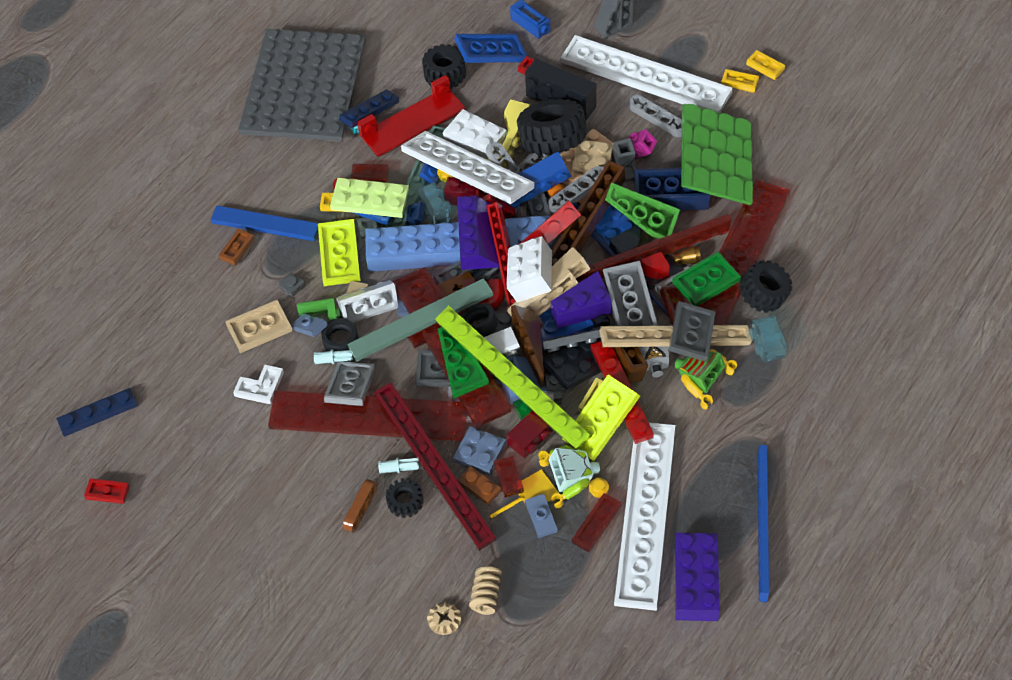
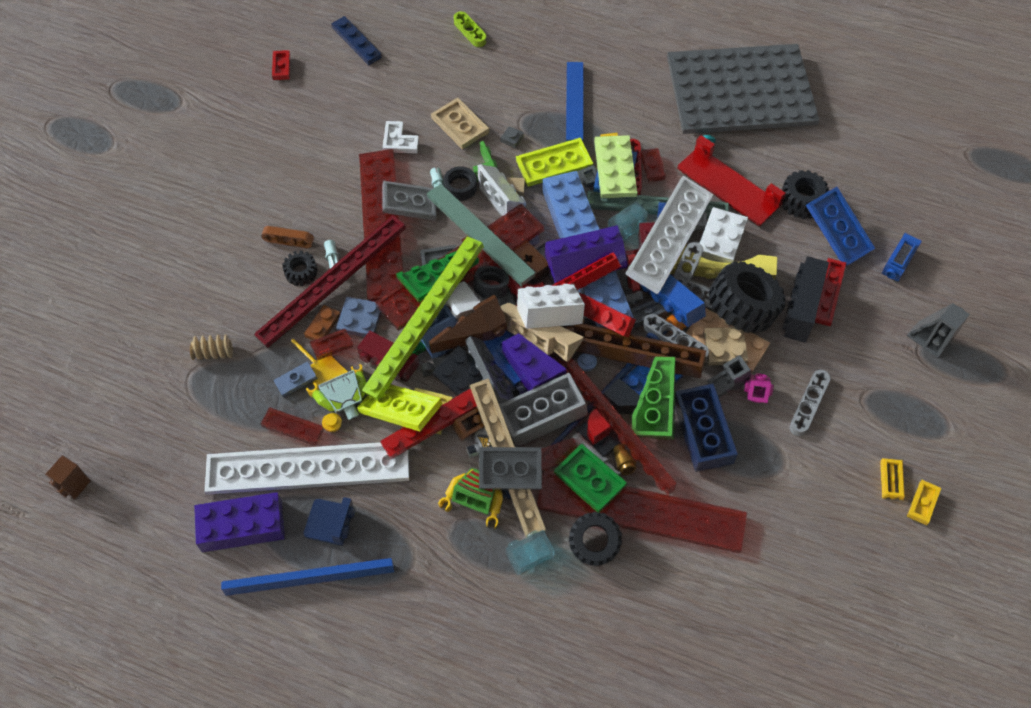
camera: 75 degrees right, 5 degrees up
(137, 290) = (470, 35): none -> lime beam
(236, 247) = (541, 87): dark orange plate -> none
(309, 325) = (465, 156): sand blue plate -> none
(371, 106) = (728, 144): dark blue plate -> none
(415, 213) = (607, 210): dark blue plate -> none
(445, 627) = (188, 329): tan gear -> none
(645, 74) = (862, 384): white plate -> none
(708, 496) = (330, 521): none -> dark blue bracket
(716, 154) = (763, 463): bright green piece -> none

